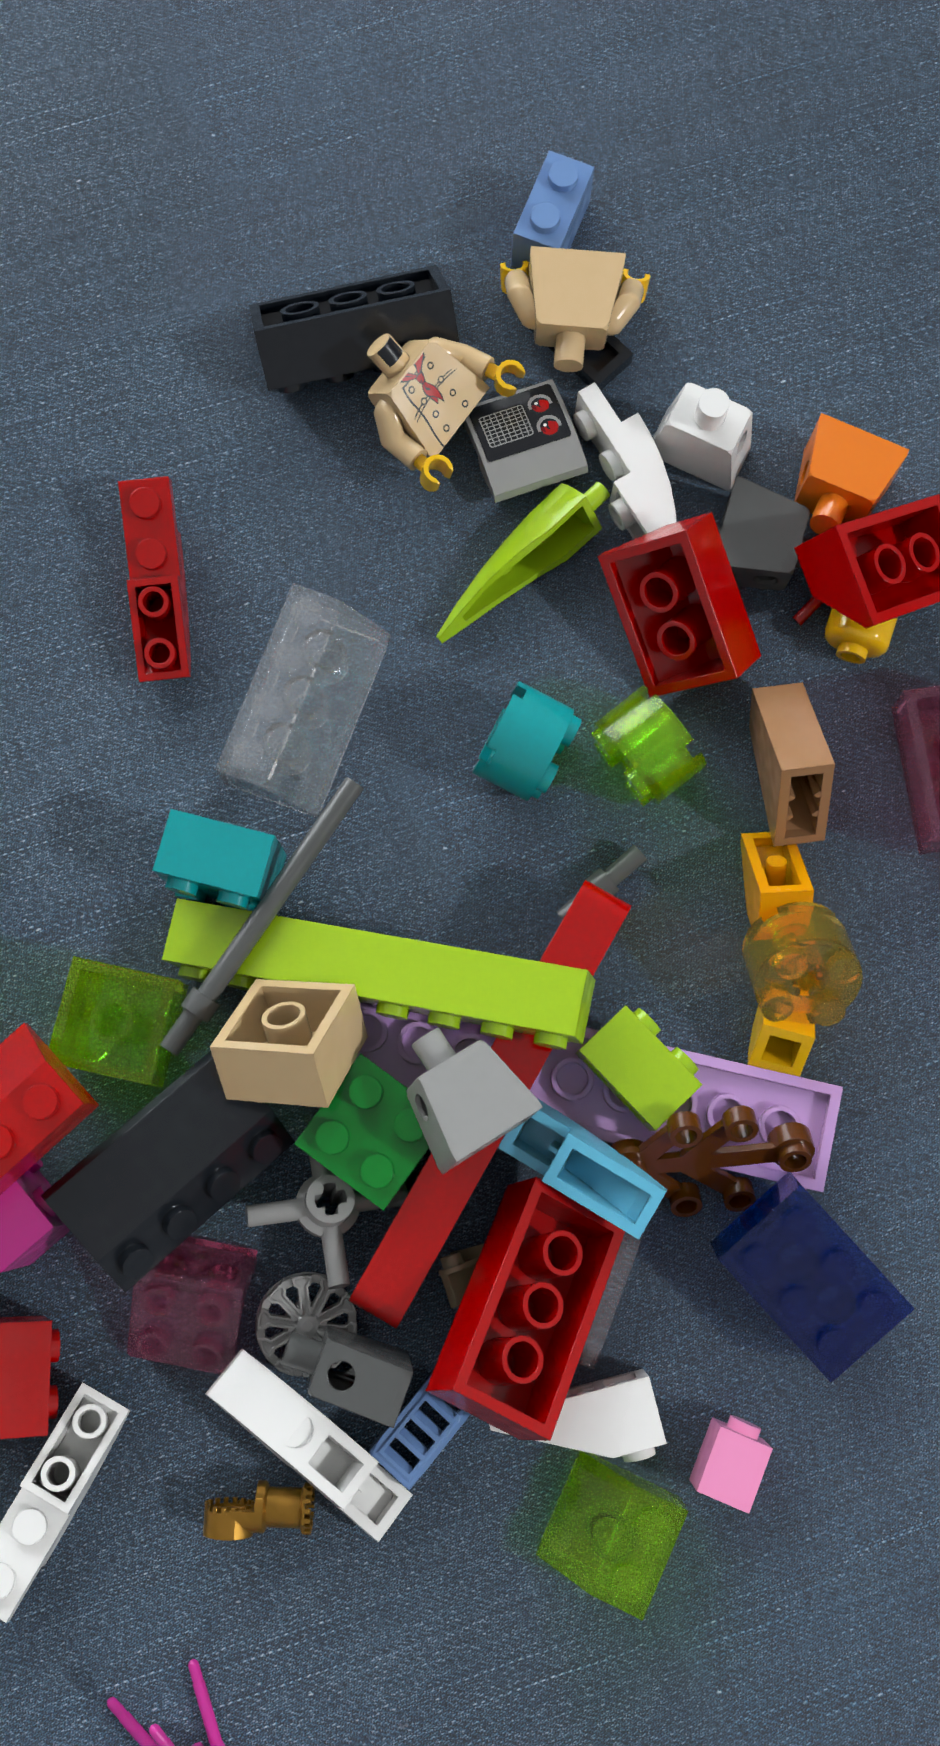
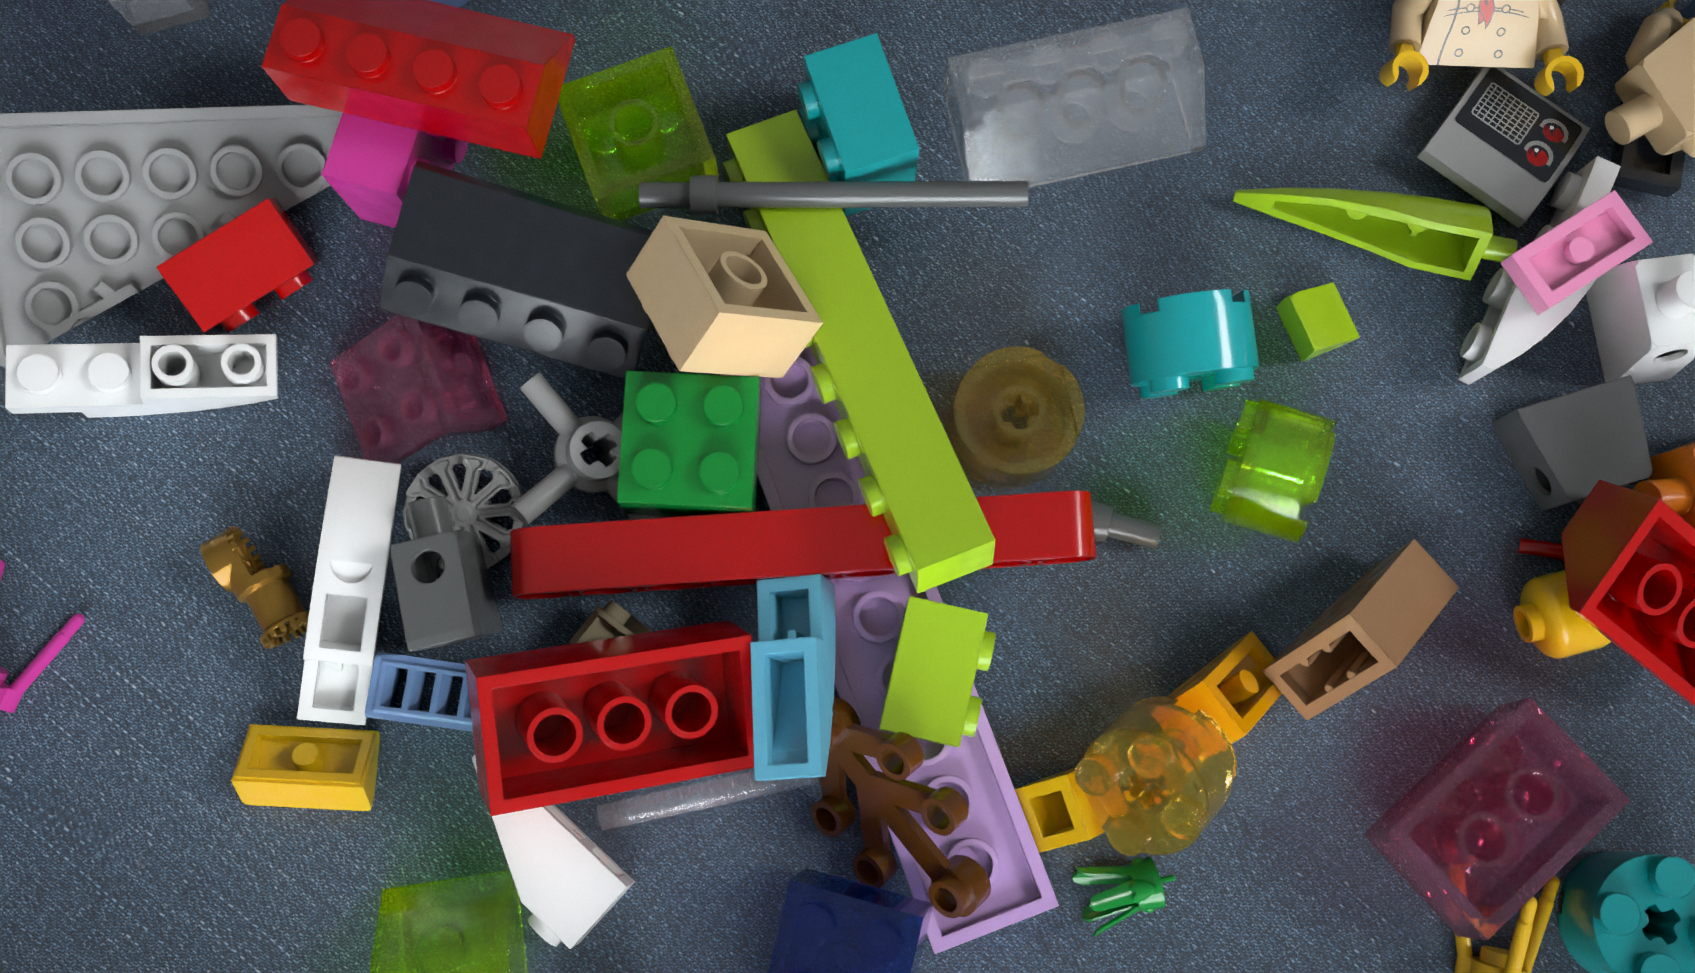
camera: 55 degrees right, 0 degrees up
(414, 1556) = (307, 767): none -> yellow slope
(465, 1098) = (781, 507): light grey torso -> none
(482, 869) = (1034, 389): none -> clear yellow brick
(562, 645) = (1317, 320): none -> lime slope
(635, 454) = (1576, 252): none -> bright pink plate
(681, 606) = (1449, 406): red slope -> none
(867, 1026) = (1139, 890): none -> green piece

